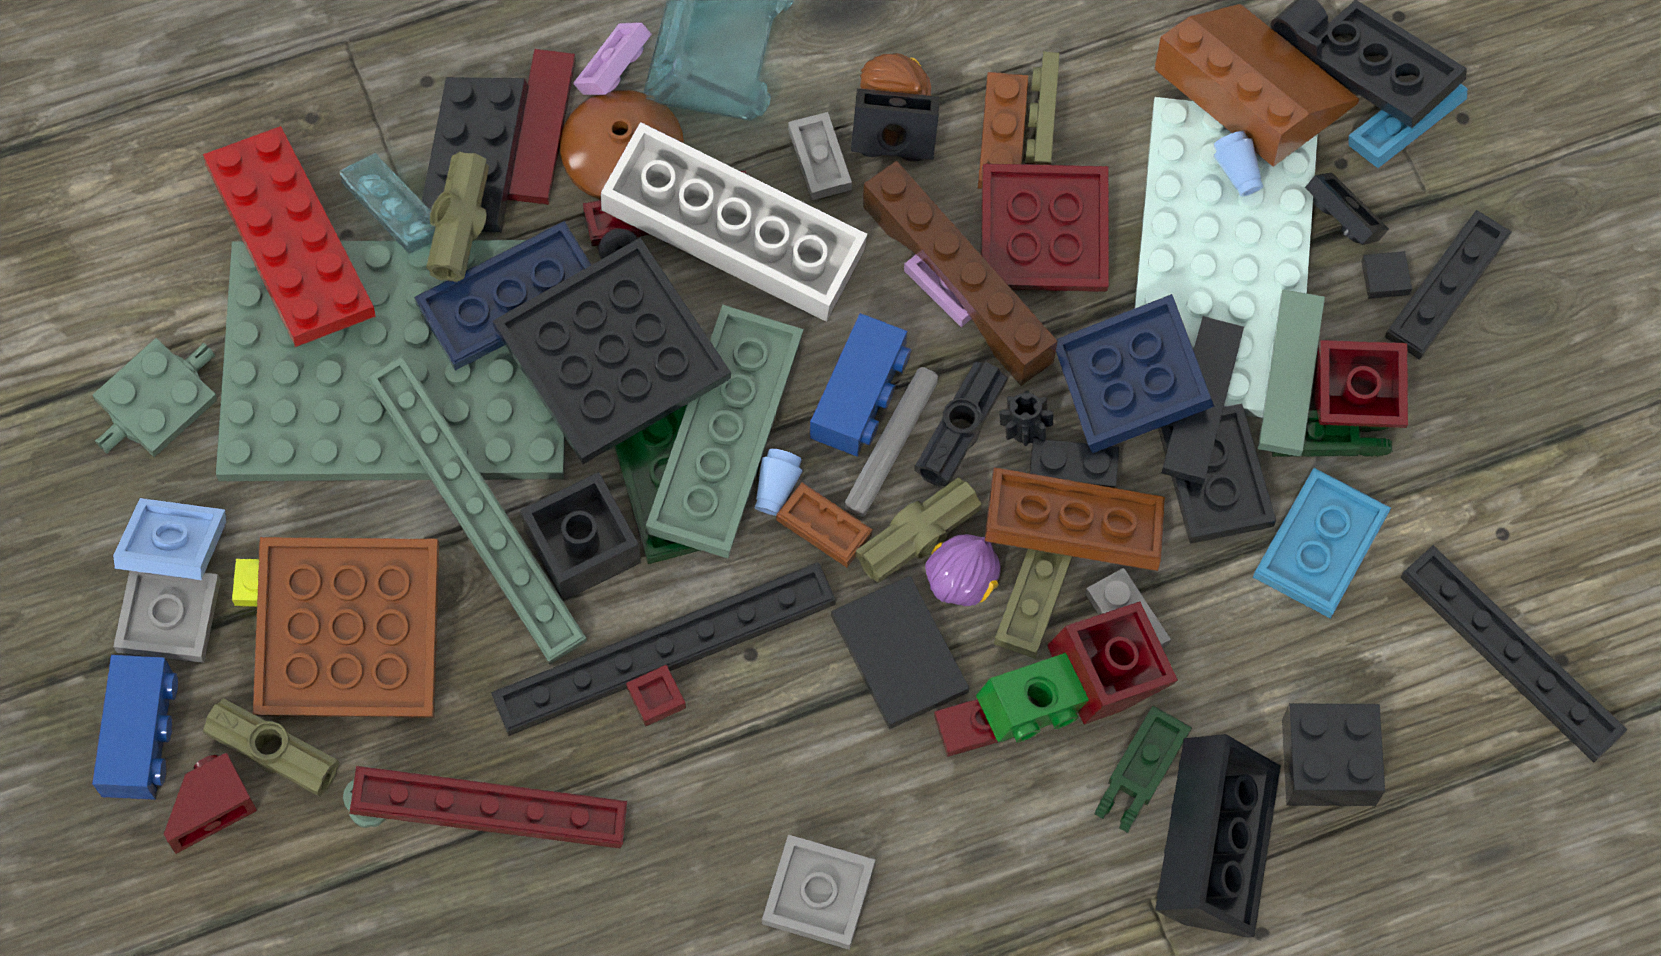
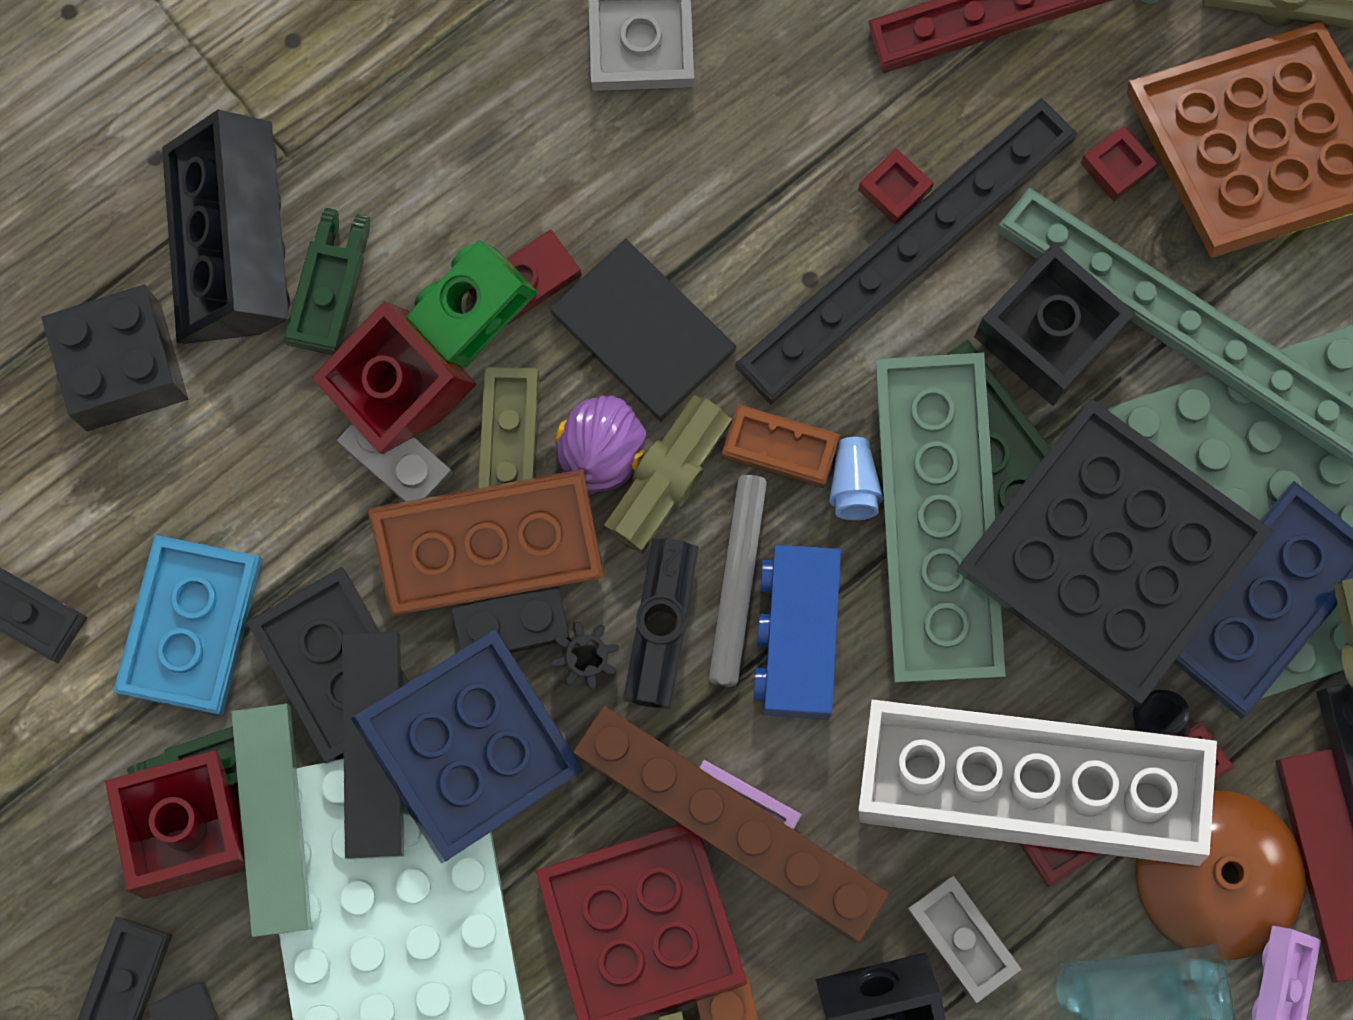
camera: 165 degrees right, 10 degrees up
(469, 656) = (1118, 163): none -> dark red plate

